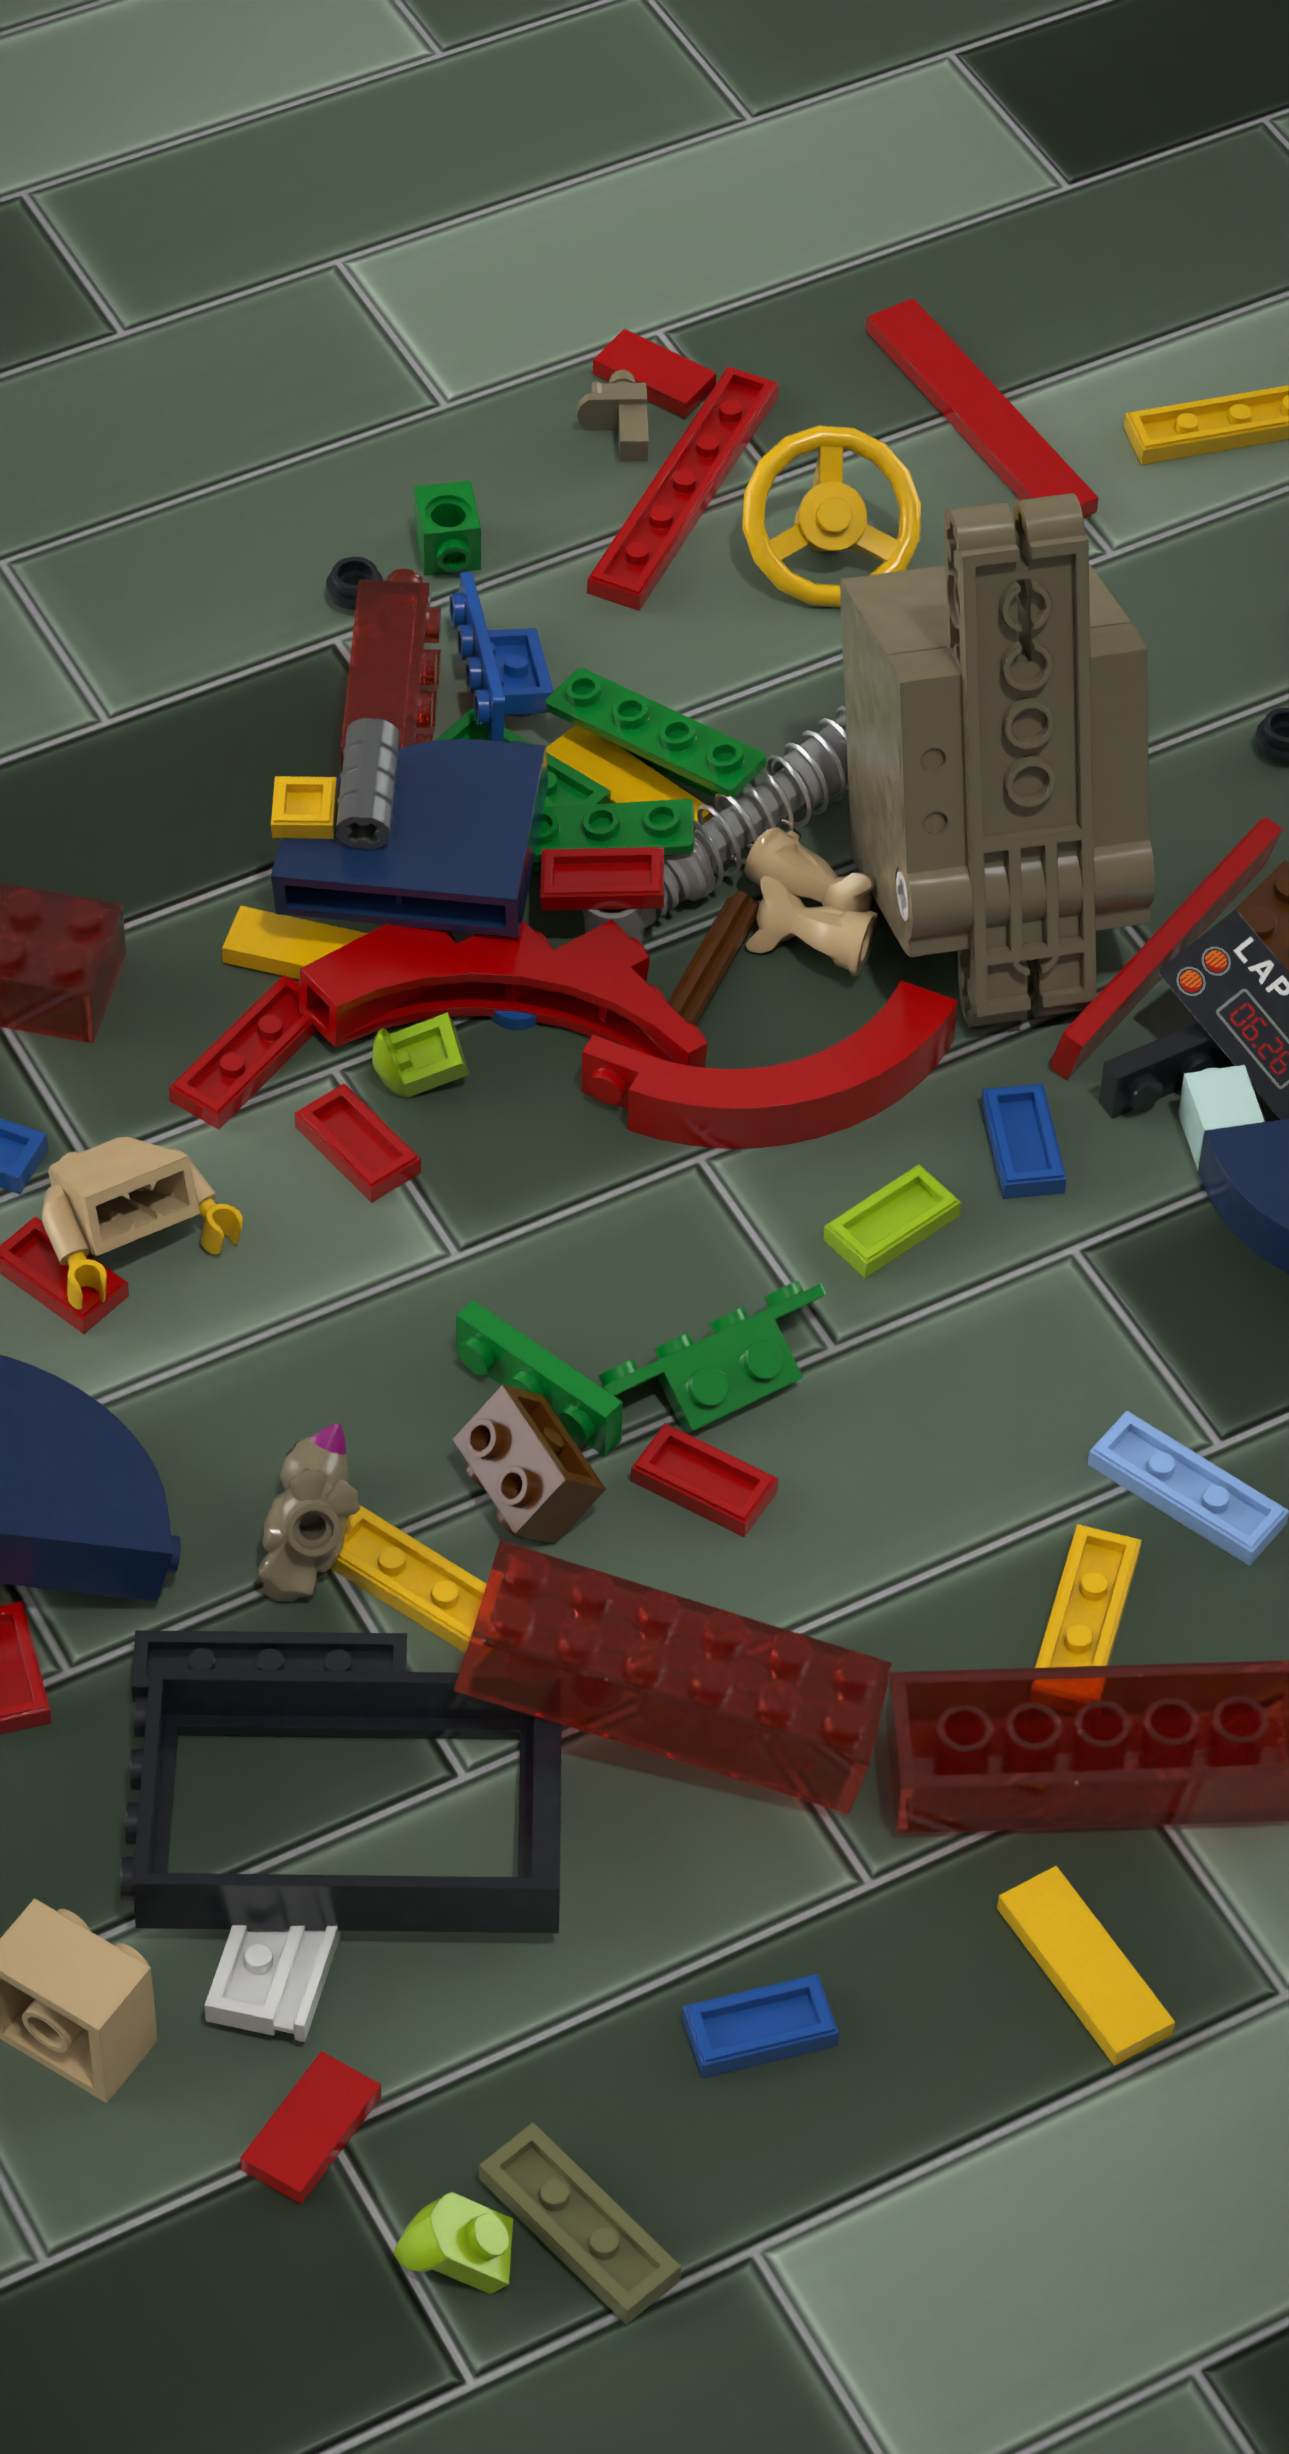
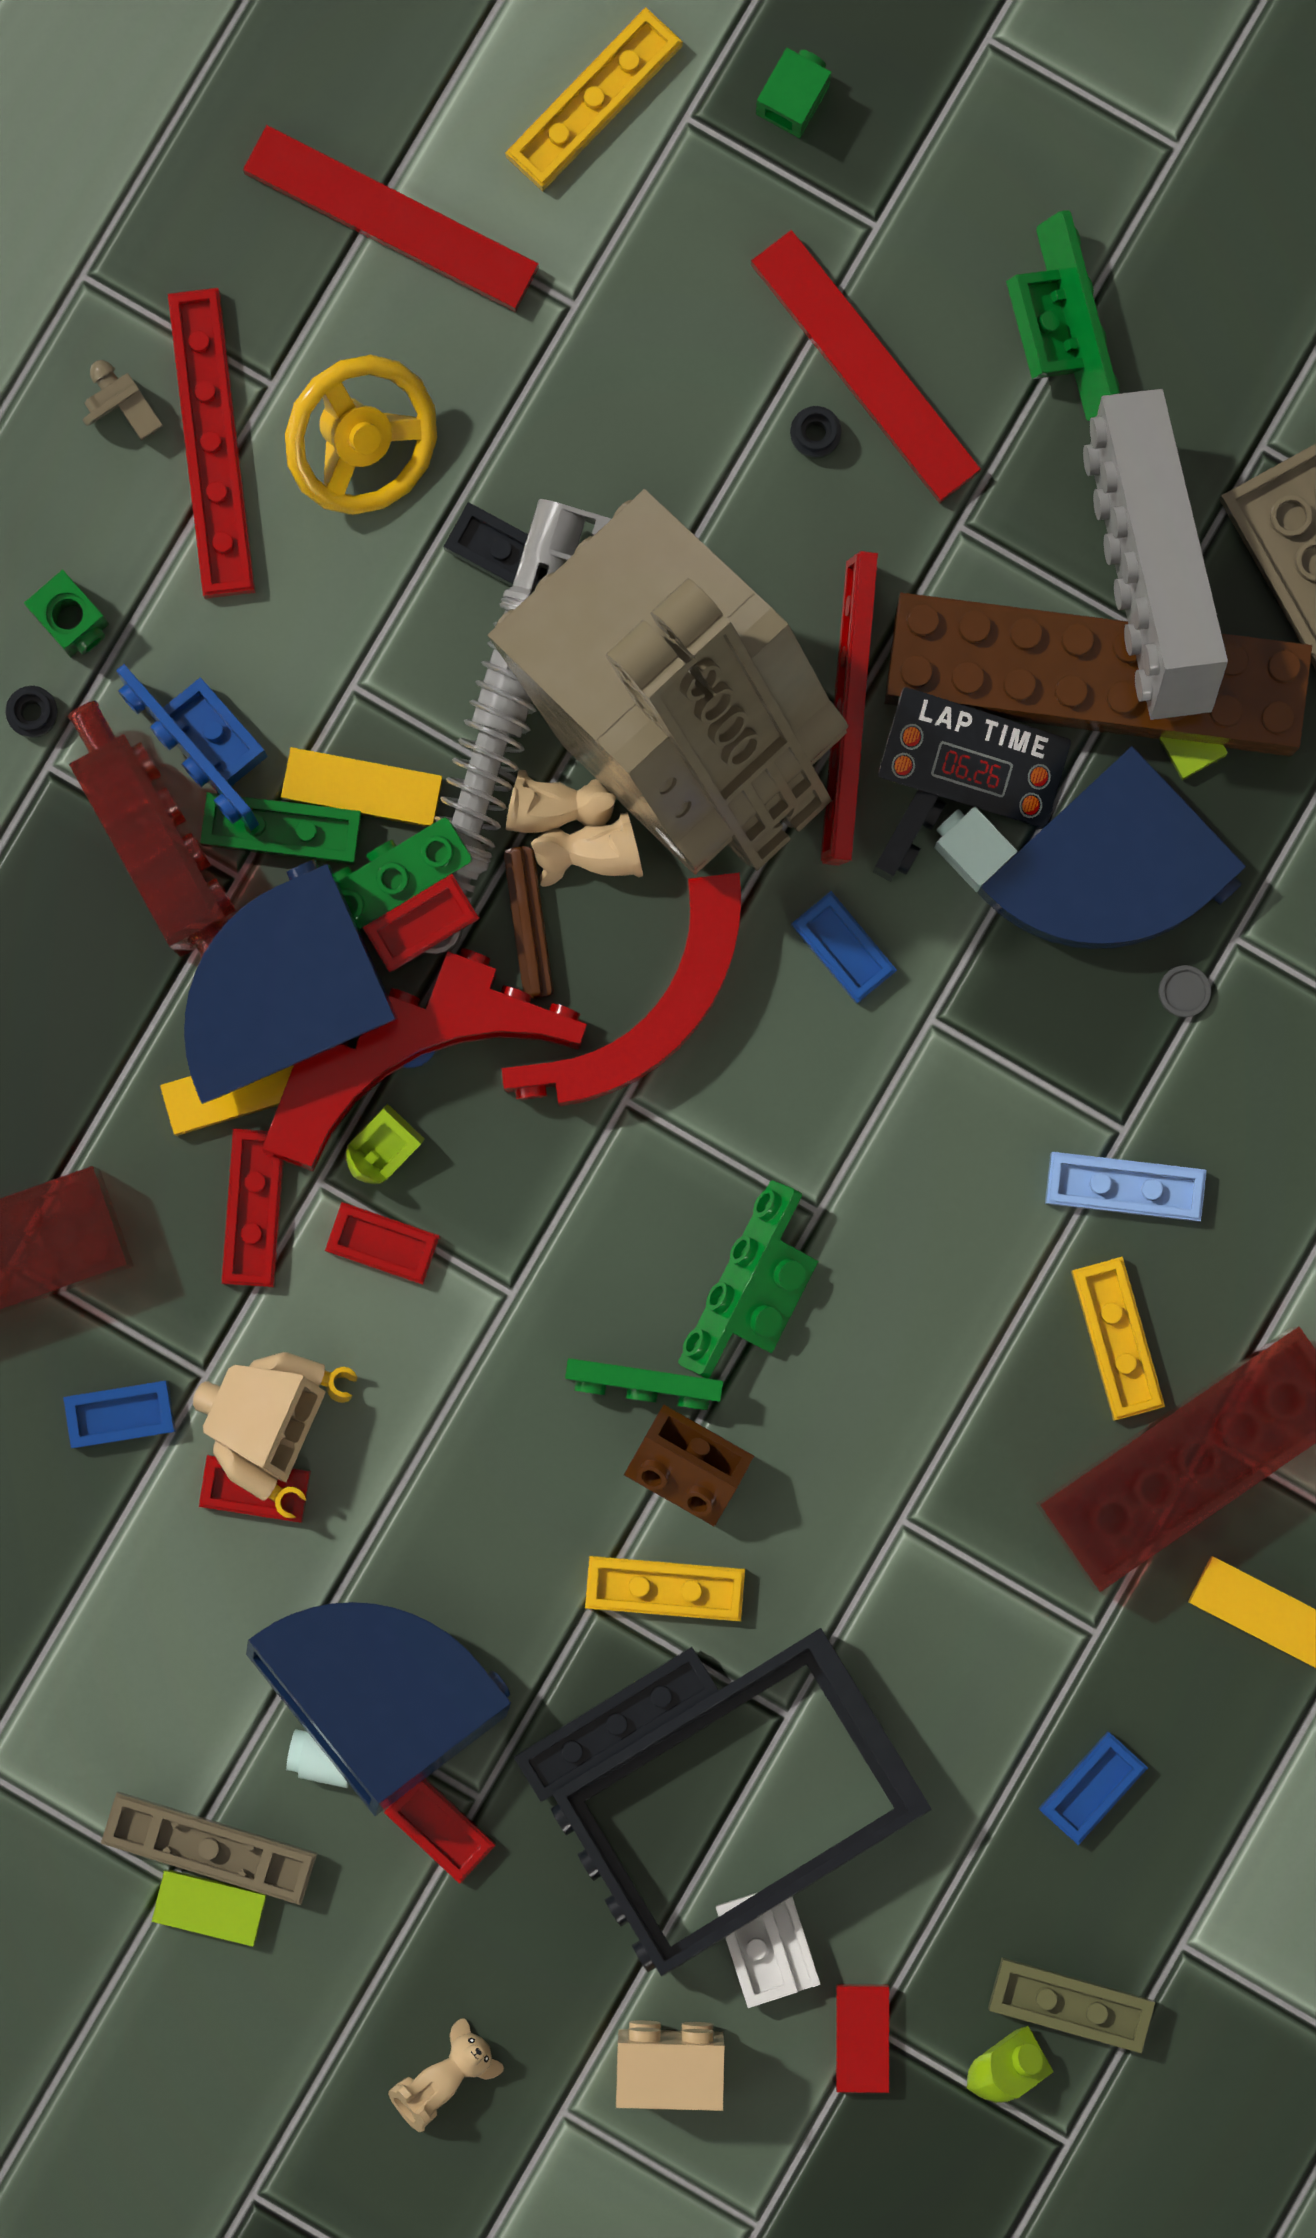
camera: 30 degrees left, 35 degrees up
(304, 807) = (189, 1033): yellow tile -> none
(309, 1517) = (571, 1603): dark tan animal -> none
(368, 783) = (227, 993): dark grey axle -> none
(657, 734) = (370, 752): green bracket -> none
(669, 377) = (112, 333): red tile -> none
(674, 1677) = (899, 1593): clear red brick -> none
(704, 1480) = (801, 1384): red tile -> none
(892, 1221) = (795, 1078): lime tile -> none

